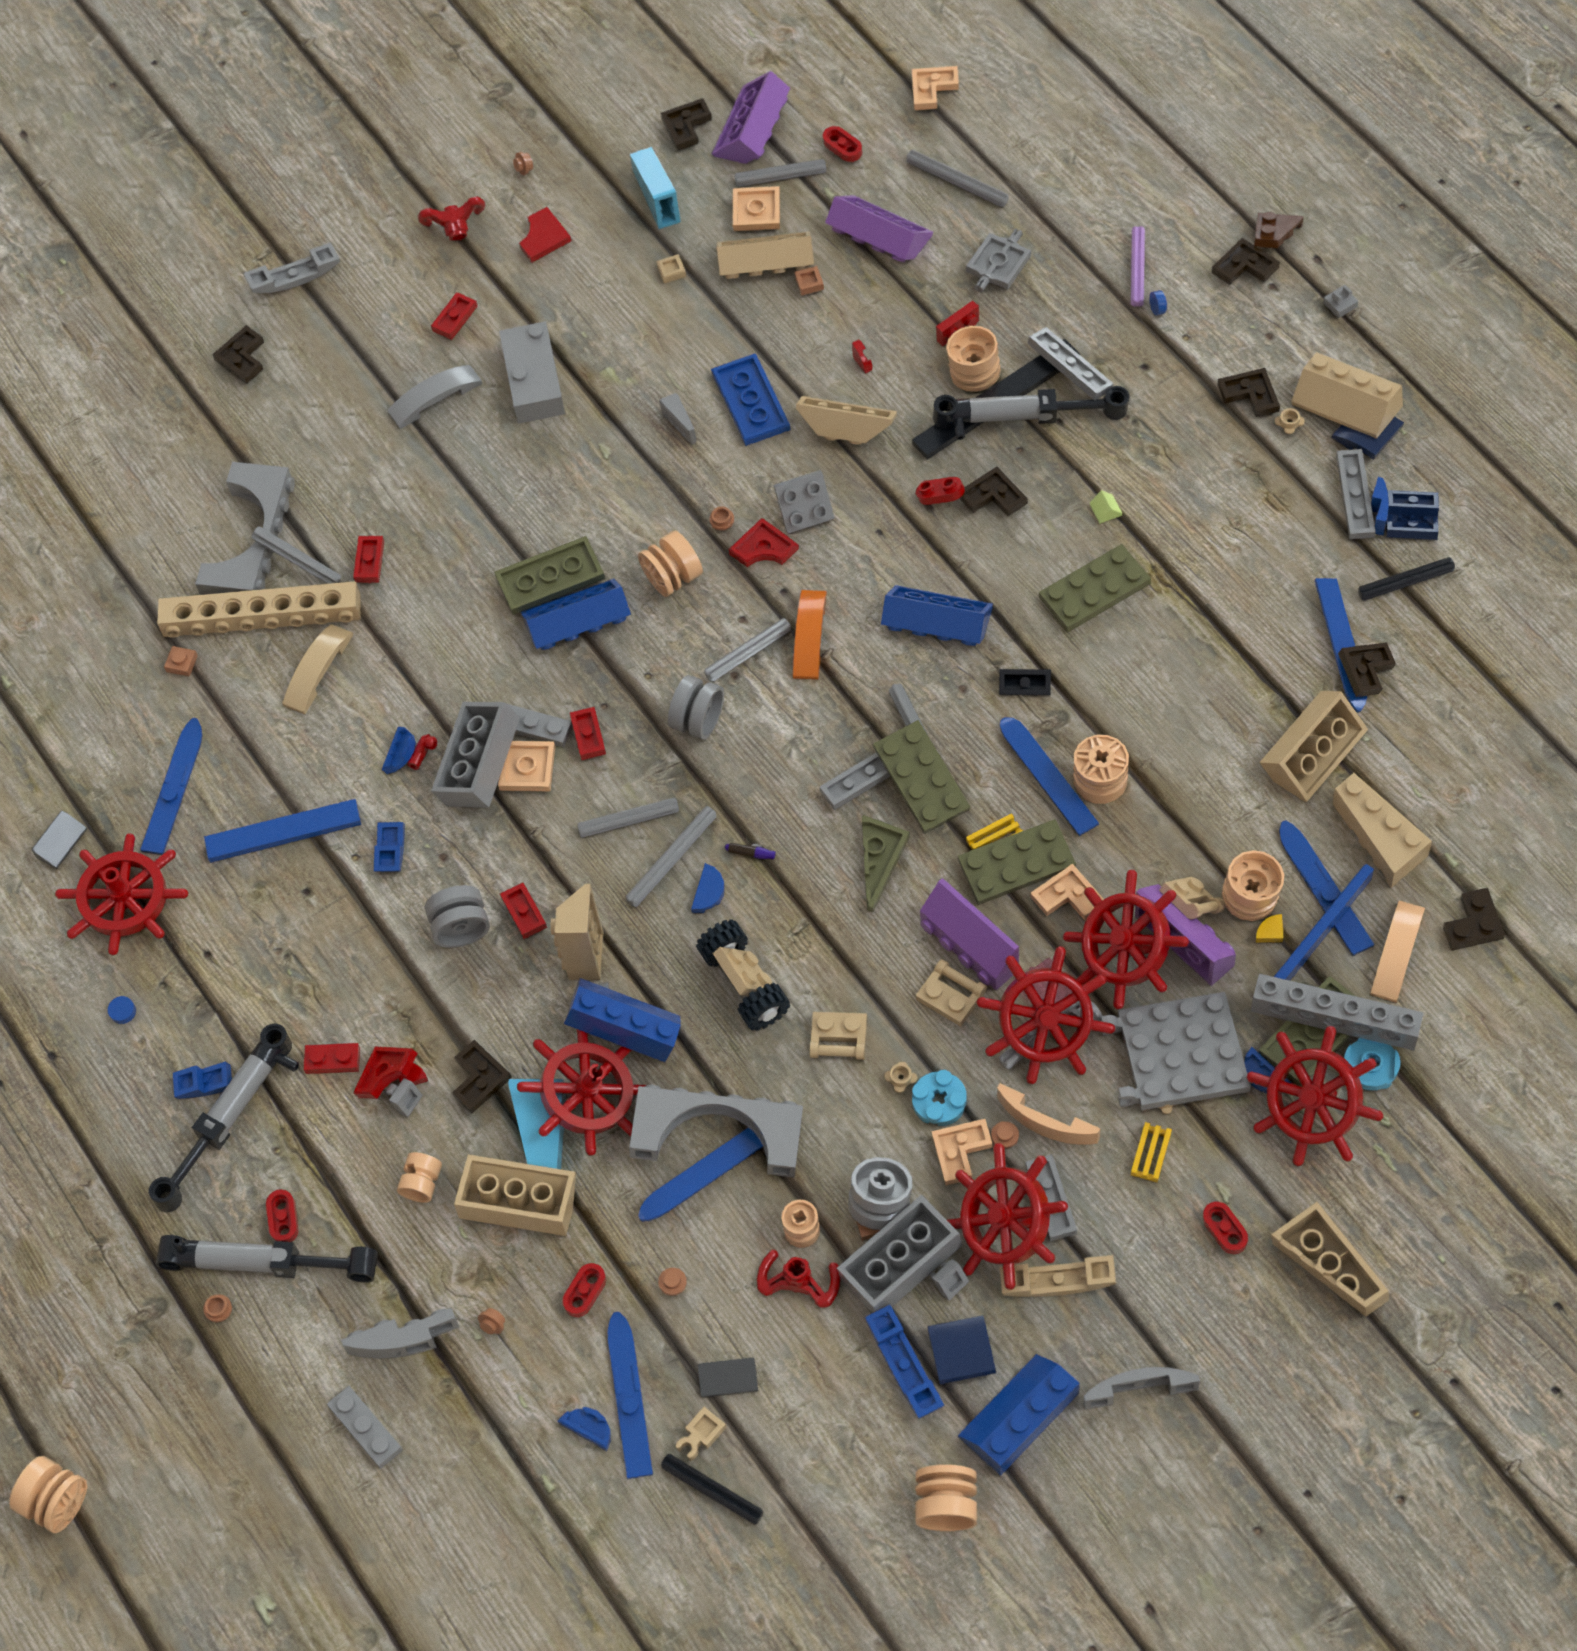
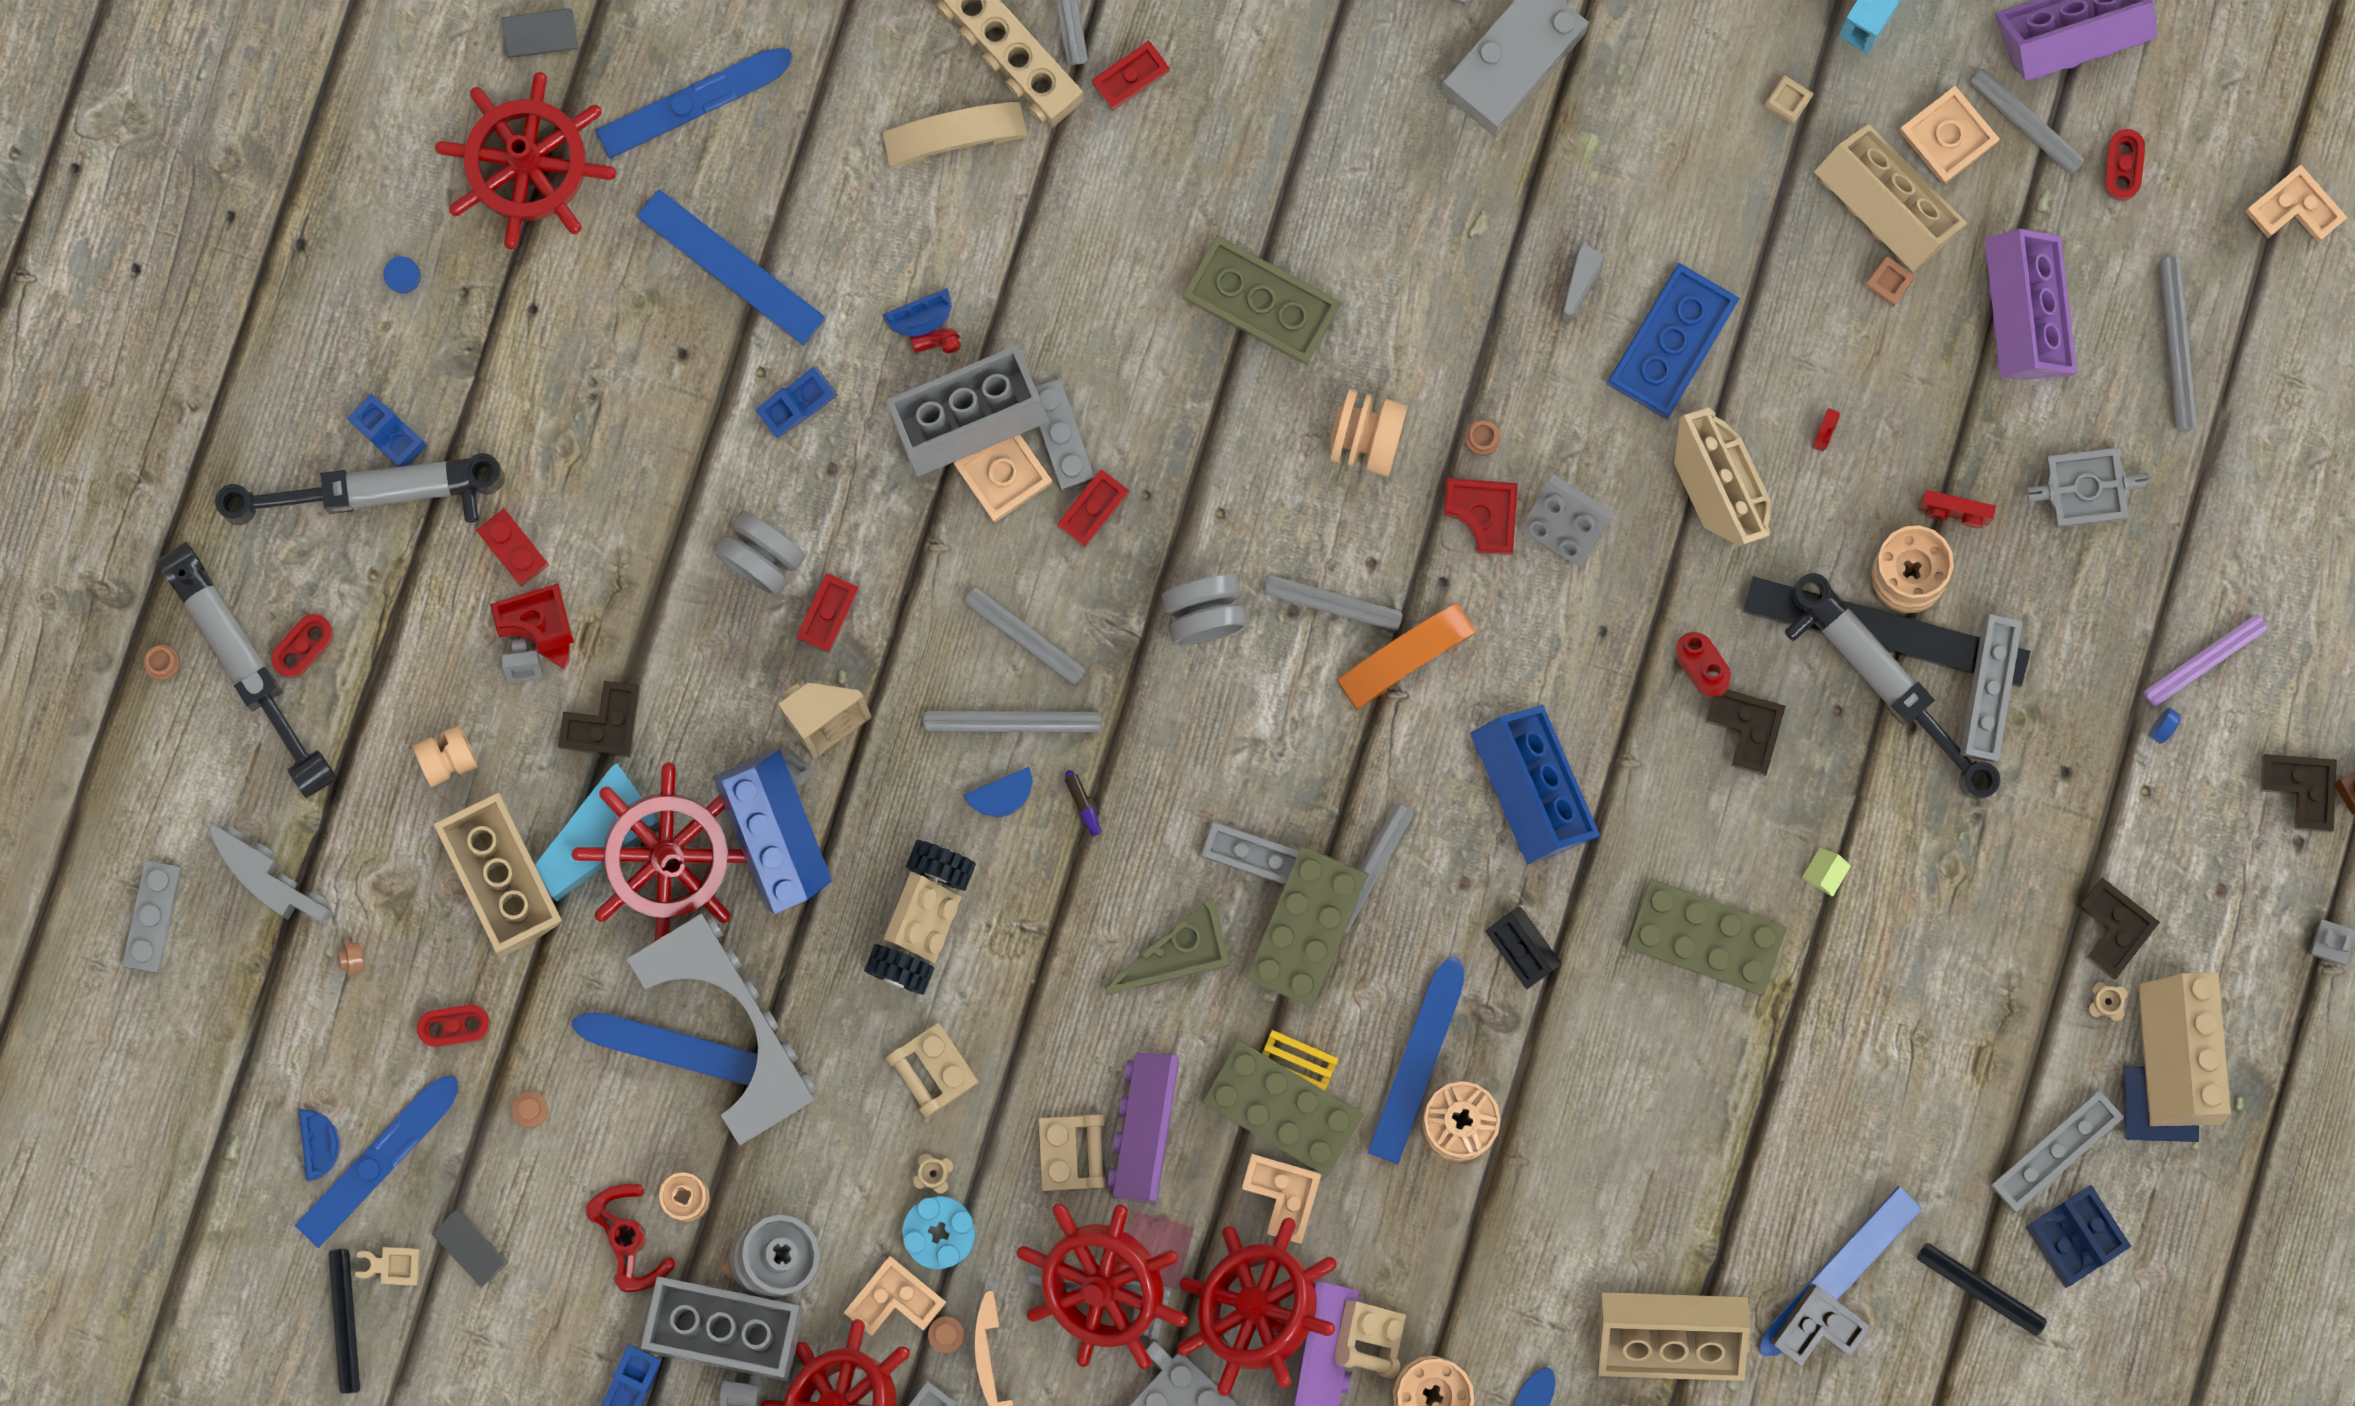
camera: 45 degrees right, 20 degrees up
(576, 614) = (1233, 370): blue slope -> none
(1380, 505) = (2065, 1189): blue slope -> none

